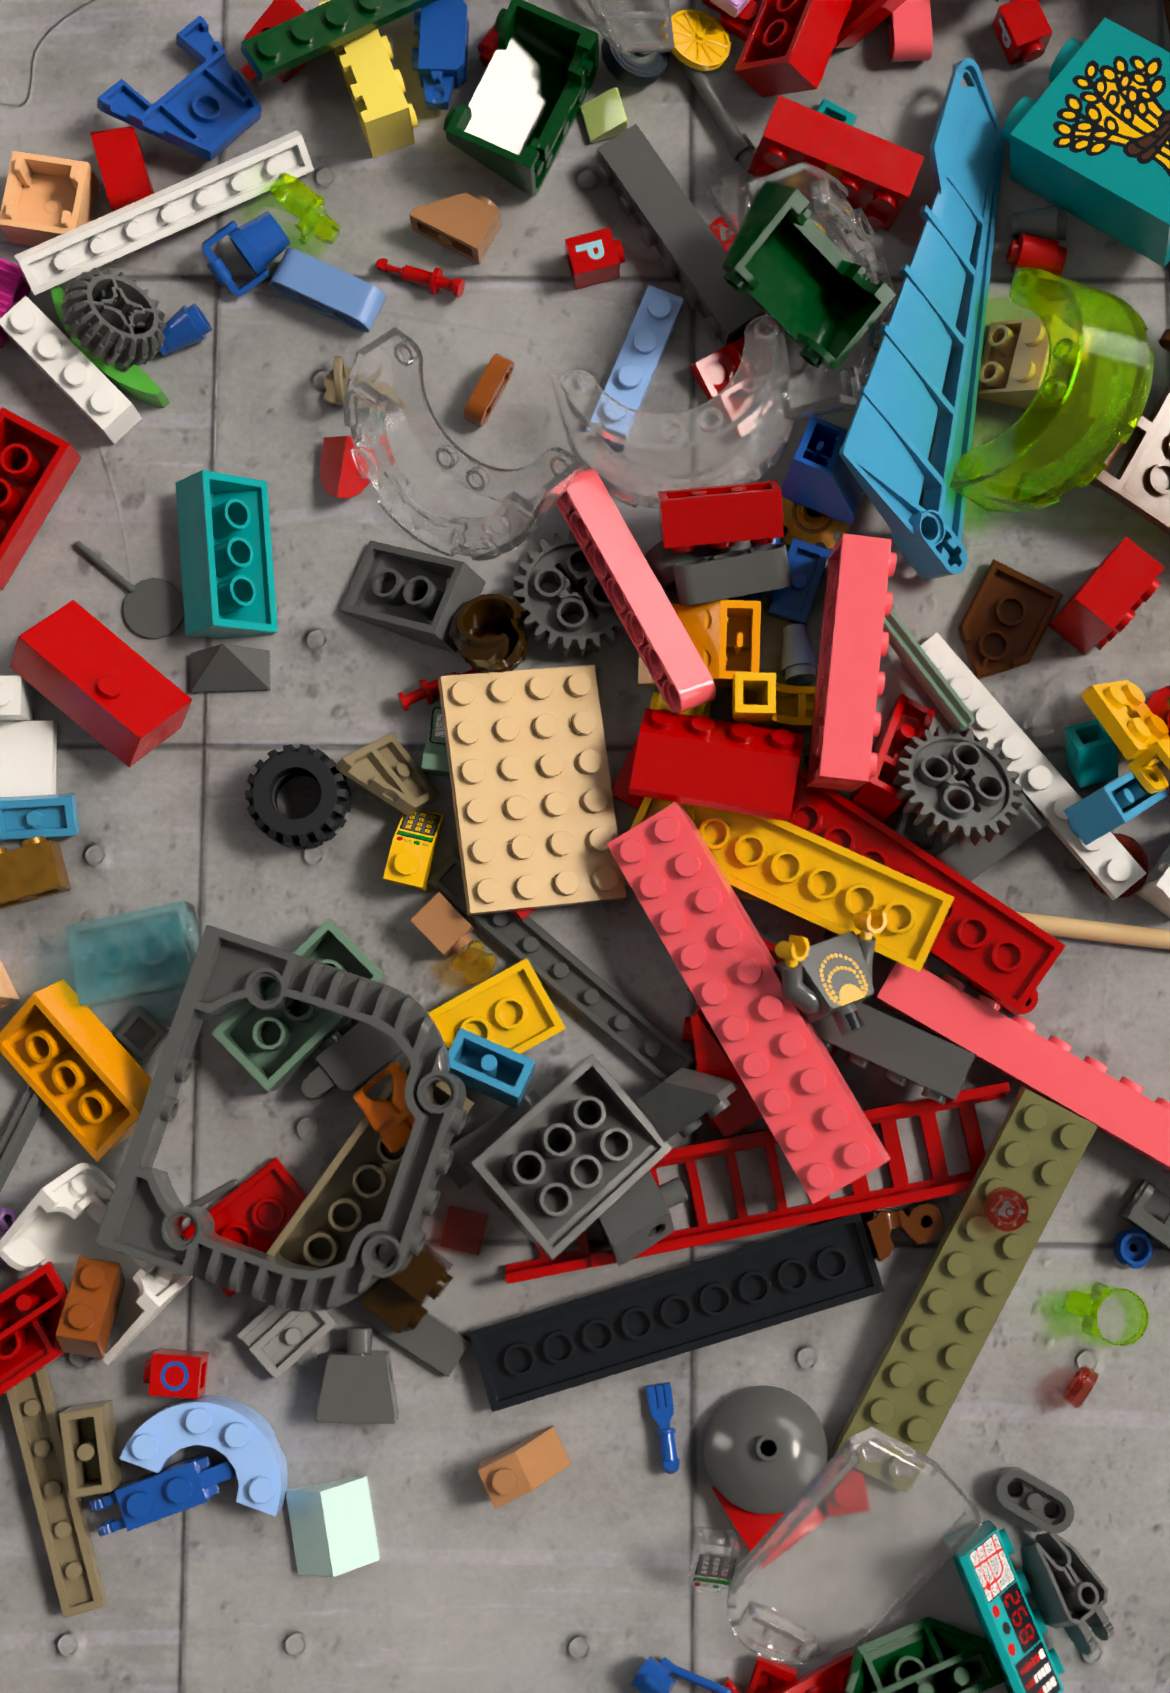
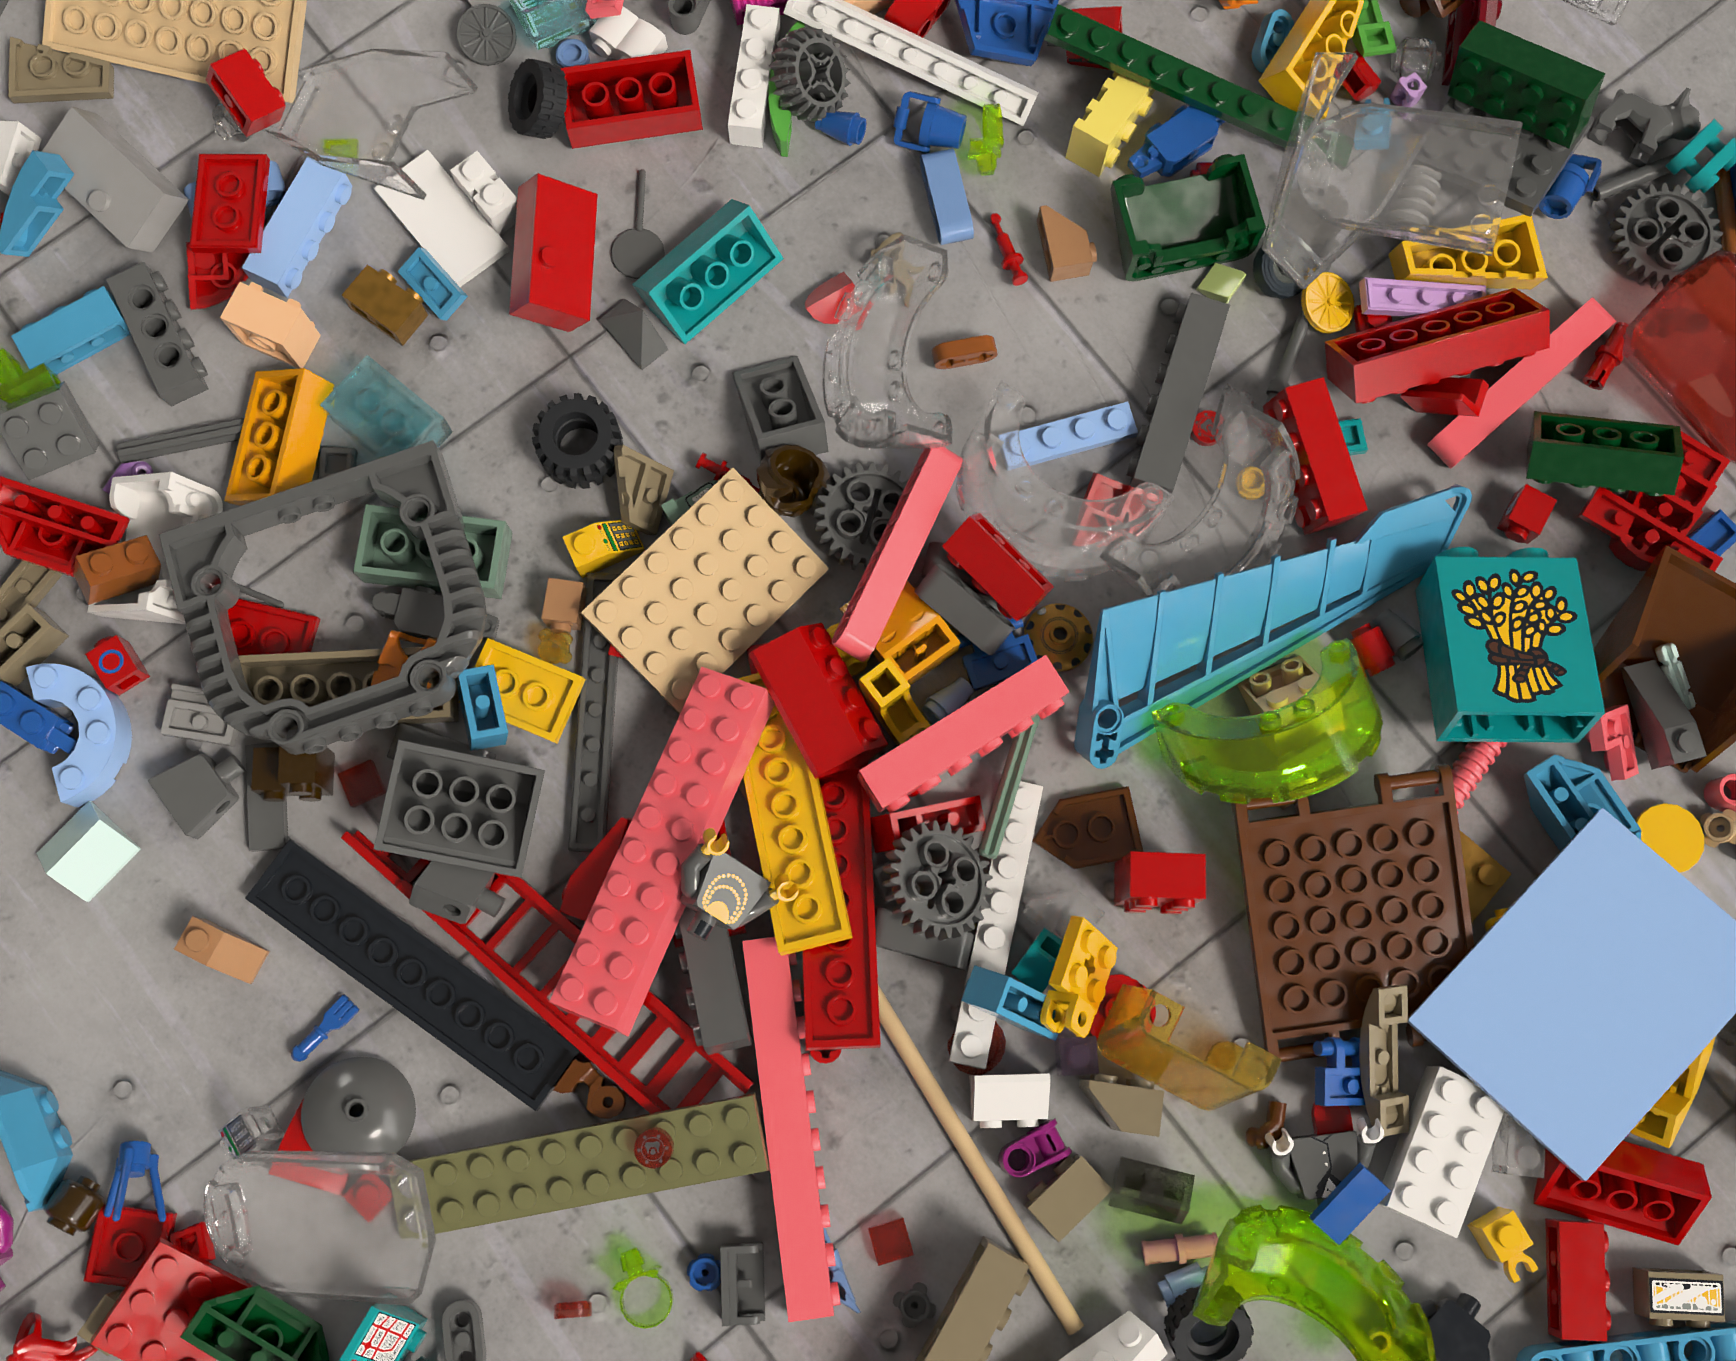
camera: 45 degrees right, 5 degrees down
(594, 258) = (1114, 350): red brick -> none
(683, 1098) = (560, 857): dark grey slope -> none
(802, 277) = (1206, 490): dark green windscreen -> none
(820, 476) = (1078, 612): blue slope -> none

